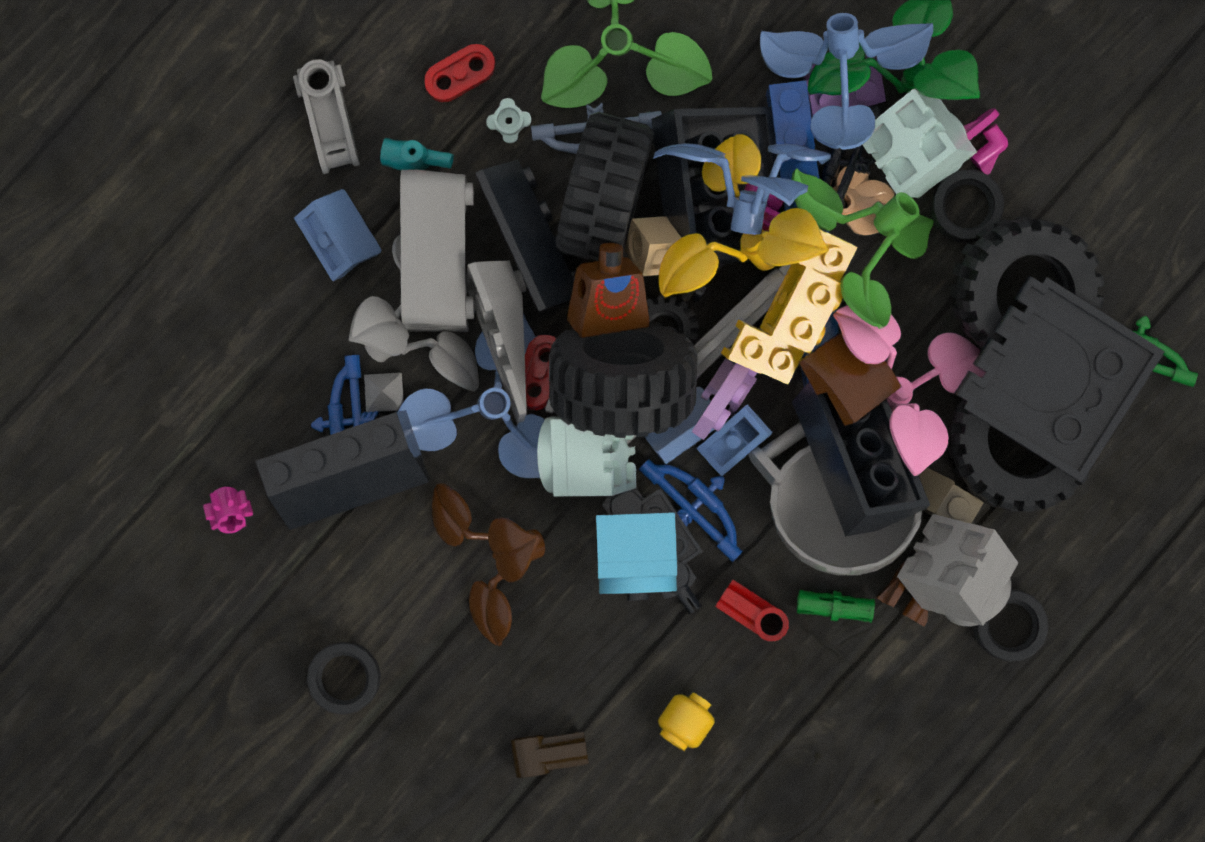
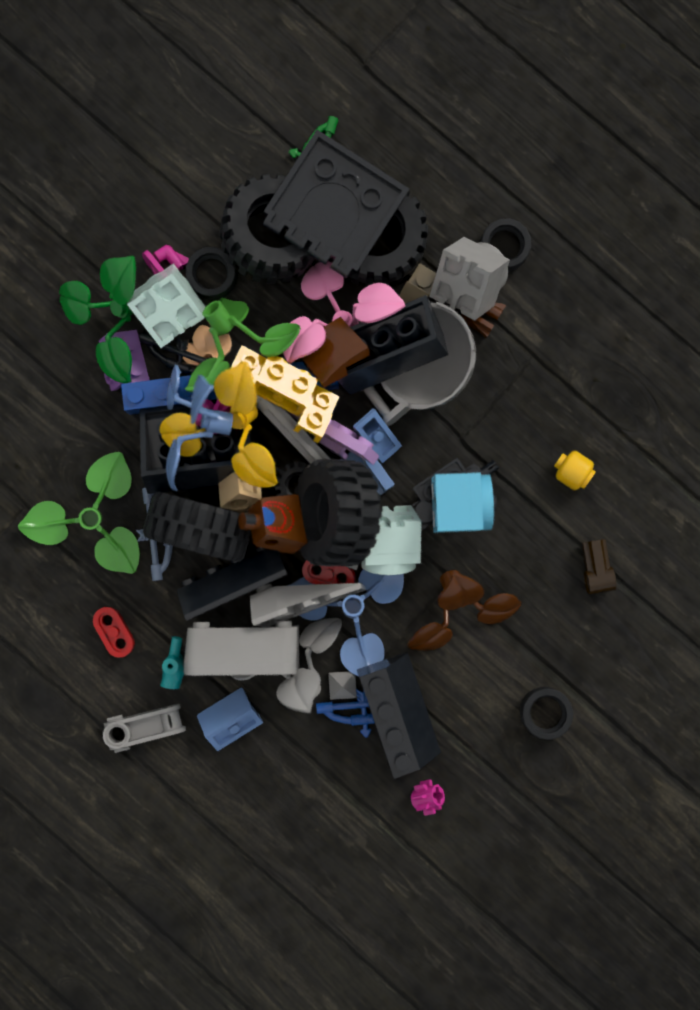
camera: 90 degrees left, 0 degrees up
(509, 131) = (148, 604): light aqua plate -> none
(704, 495) = (426, 468): blue piece -> none
(750, 609) = (496, 424): red piece -> none
(796, 51) = (101, 392): medium blue plant -> none
(835, 606) = (492, 366): green pin -> none

